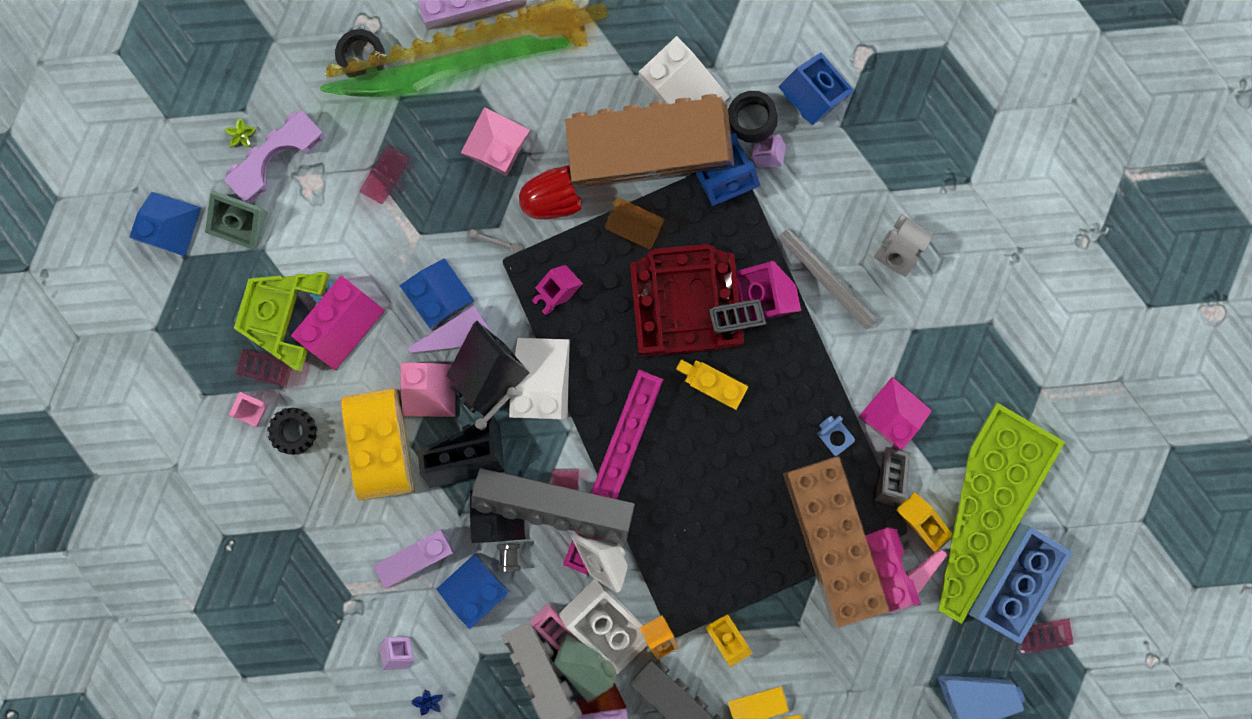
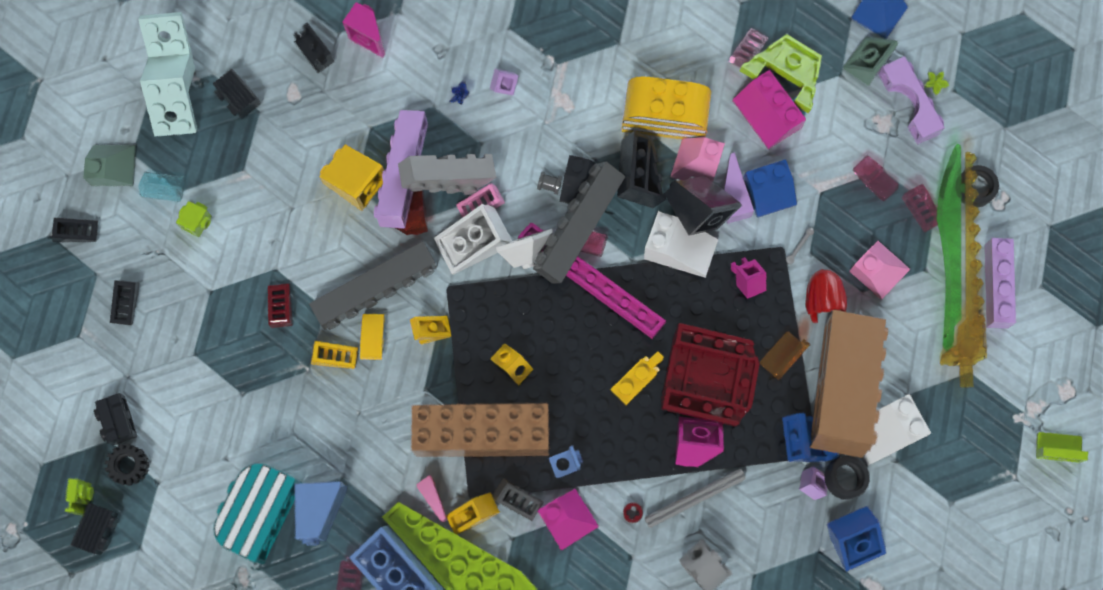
camera: 110 degrees right, 10 degrees down
(248, 409) = (722, 28): bright pink panel -> none
(276, 431) = (695, 43): black tyre -> none
(399, 130) = (929, 204): none -> clear pink slope
(414, 558) = (571, 116): lavender slope -> none
(472, 591) = (531, 149): blue slope -> none
(482, 423) = (660, 188): light grey hinge -> none
(584, 668) = (446, 207): sand green slope -> none
(659, 637) = (450, 275): light orange slope -> none
(719, 330) = (677, 407): black slope -> none
(741, 534) = (509, 361): none -> yellow bracket
(869, 336) = (628, 507): none -> dark red bush
(886, 556) = (427, 467): dark pink arch -> none

